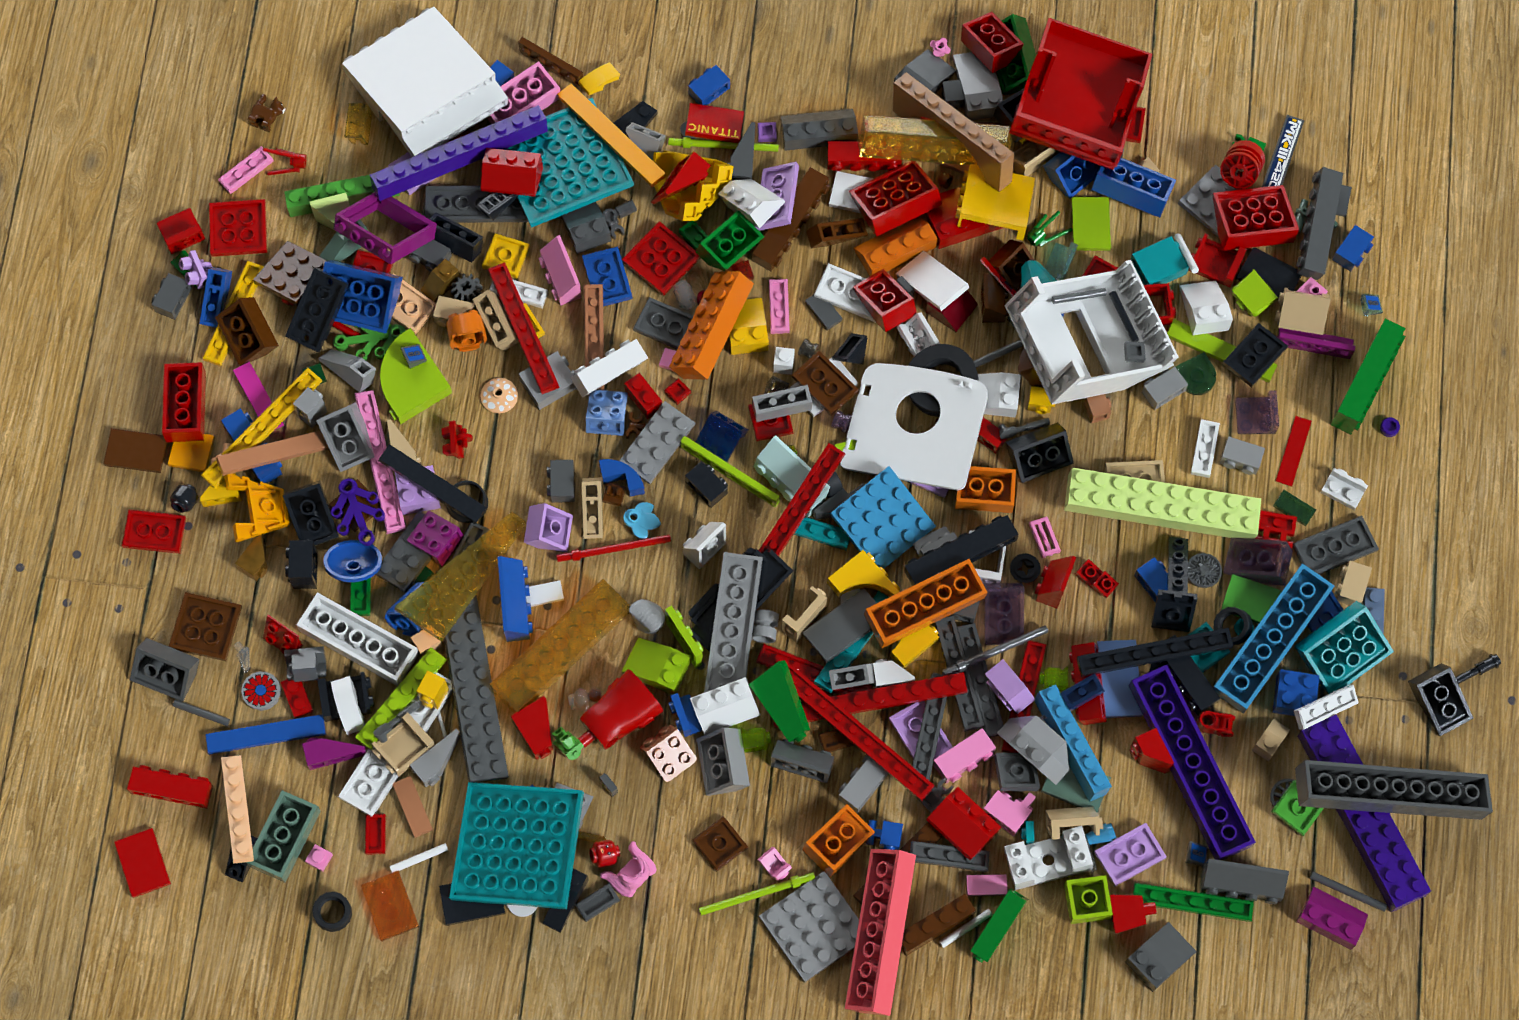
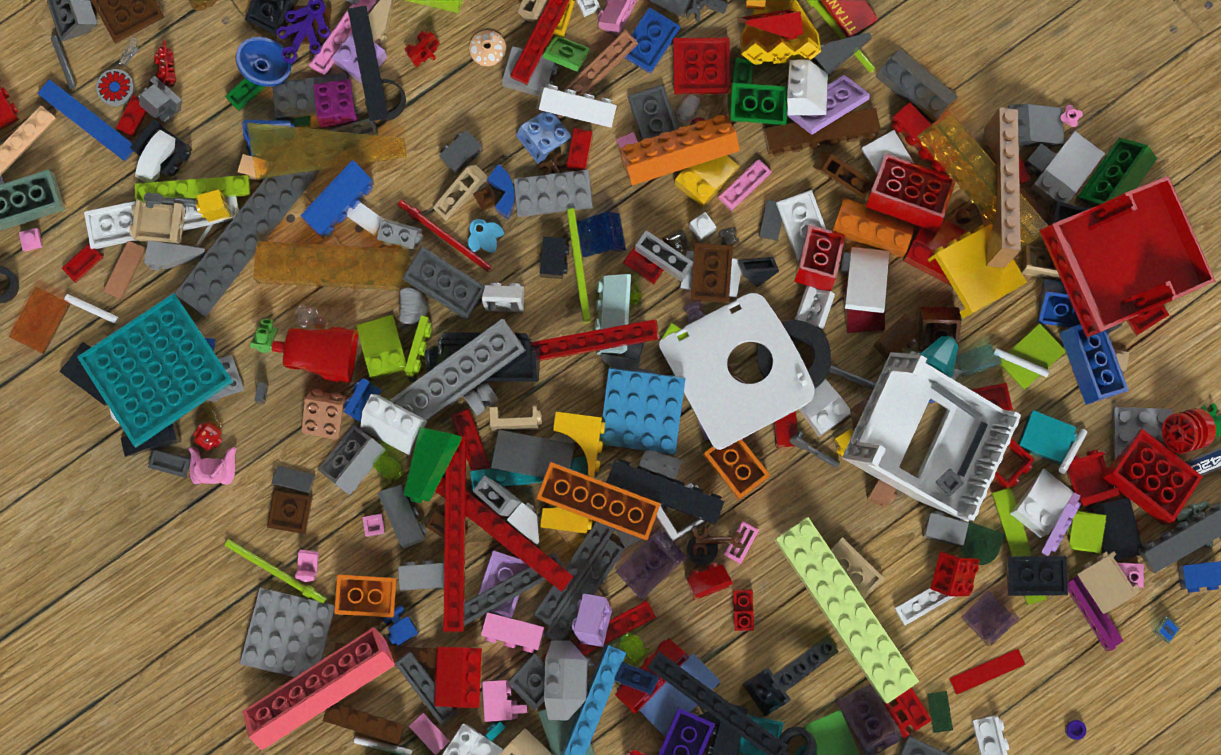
camera: 50 degrees right, 10 degrees up
(302, 564) = (228, 29): black brick -> none
(327, 752) = (106, 171): magenta slope -> none
(358, 639) = (209, 119): white brick -> none
(535, 728) = (257, 303): red slope -> none
(548, 528) = (416, 175): lavender slope -> none
(560, 341) = (566, 53): none -> bright green tile
(583, 577) = (400, 234): none -> light grey brick
(651, 577) = (443, 282): none -> dark grey tile
(677, 391) = (608, 172): red tile -> none
(697, 819) = (293, 479): none -> dark grey slope
(745, 268) = (747, 133): clear red tile -> none
(767, 132) = (878, 50): medium lavender tile -> none
(789, 789) = (373, 525): none -> bright pink plate
(823, 533) = (593, 374): teal tile -> none
(936, 796) = (463, 639): dark grey plate -> none
(962, 665) = (579, 569): dark grey bar -> none
(991, 41) = (1110, 149): red slope -> none
(995, 273) = (916, 327): red sticker -> none
(1019, 559) = (702, 539): none -> reddish brown bar
(1037, 235) = (982, 325): green plant -> none
(1040, 452) = (805, 480): black slope -> none
(1089, 232) = (1021, 362): none -> white bar
(1152, 577) = (781, 653): blue brick -> none
(1204, 409) = (954, 575): none -> red bracket
(1204, 570) = (824, 685): dark grey wheel -> none
(1236, 305) = (1062, 524): none -> lavender plate
(1242, 456) = (944, 636): light grey brick -> none
(1369, 377) = (1102, 678): green brick -> none

